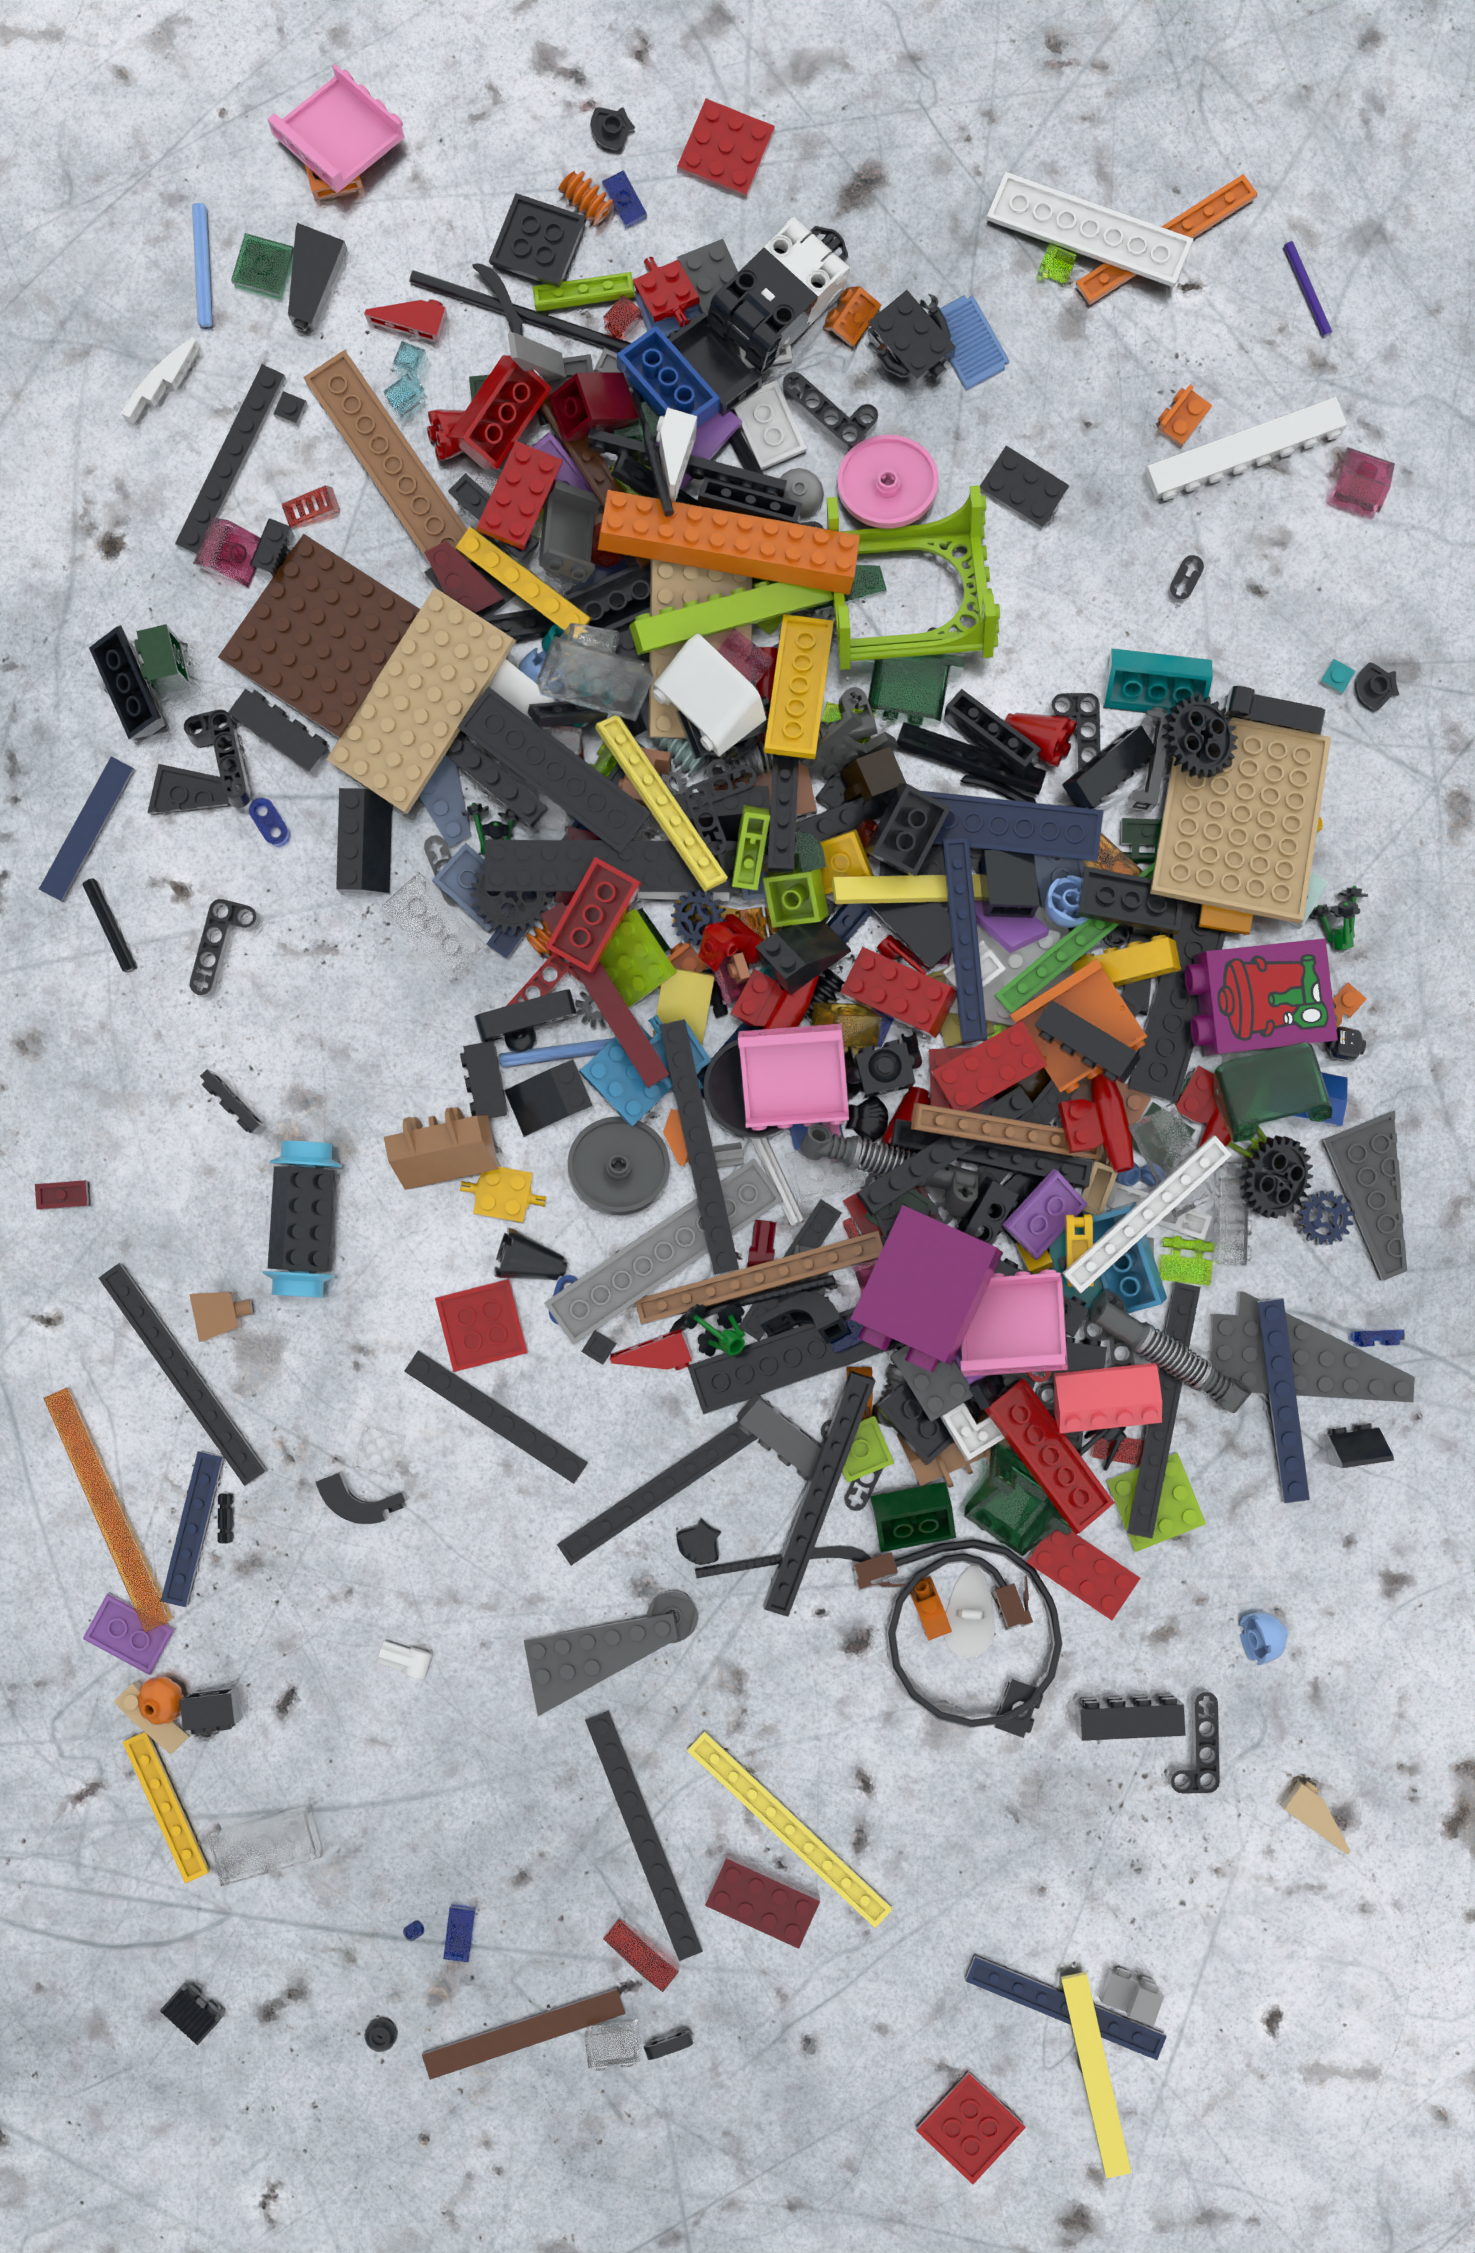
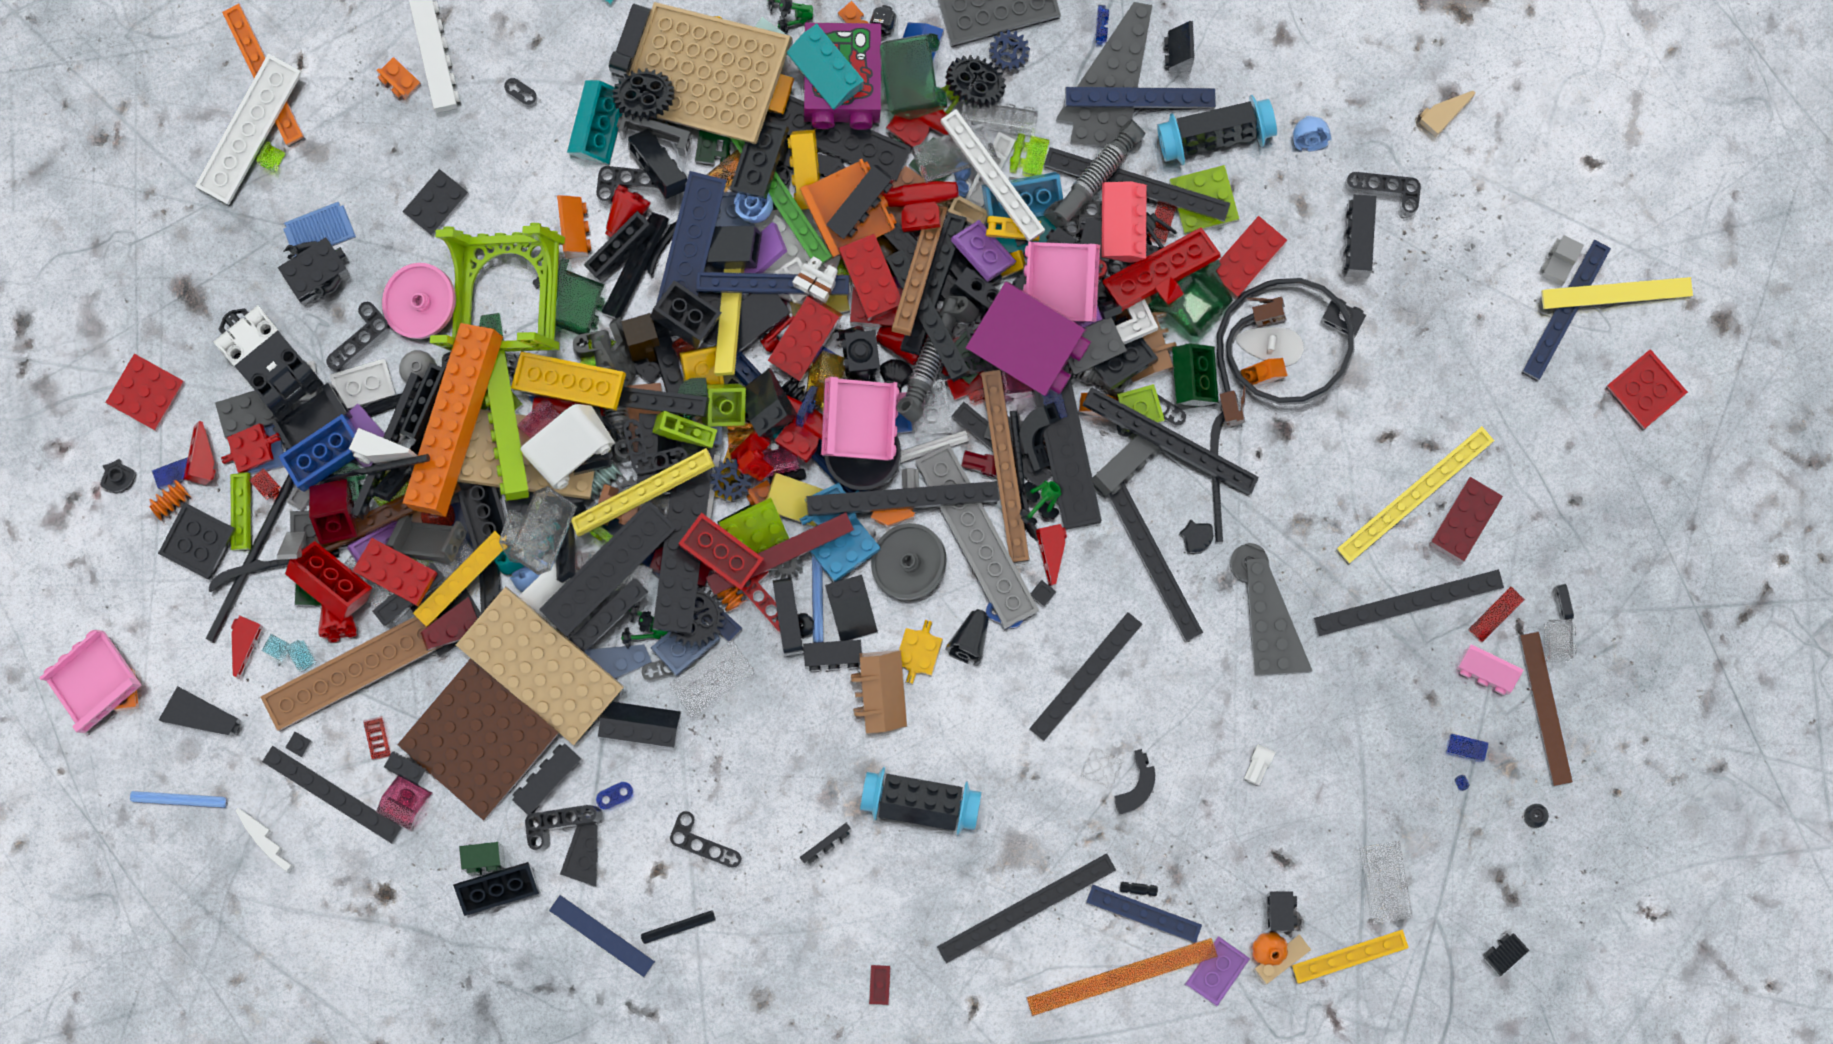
camera: 85 degrees left, 5 degrees down
(218, 1313) = (983, 875): medium nougat torso -> none
(262, 265) = (185, 752): clear green plate -> none
(481, 1325) = (1016, 679): red plate -> none
(563, 1953) = (1489, 670): none -> bright pink slope
(642, 229) = (200, 459): none -> slope
(738, 968) = (773, 451): nougat plate -> none
(802, 1005) = (807, 406): none -> clear blue plate
(852, 314) = (287, 313): orange bracket -> none
(971, 993) = (814, 281): none -> white hips
(1012, 669) = (574, 226): none -> orange slope
(1018, 1469) = (1169, 290): none -> red slope
(1251, 1509) = (1217, 129): none -> black brick
(1265, 972) = (825, 67): none -> teal slope

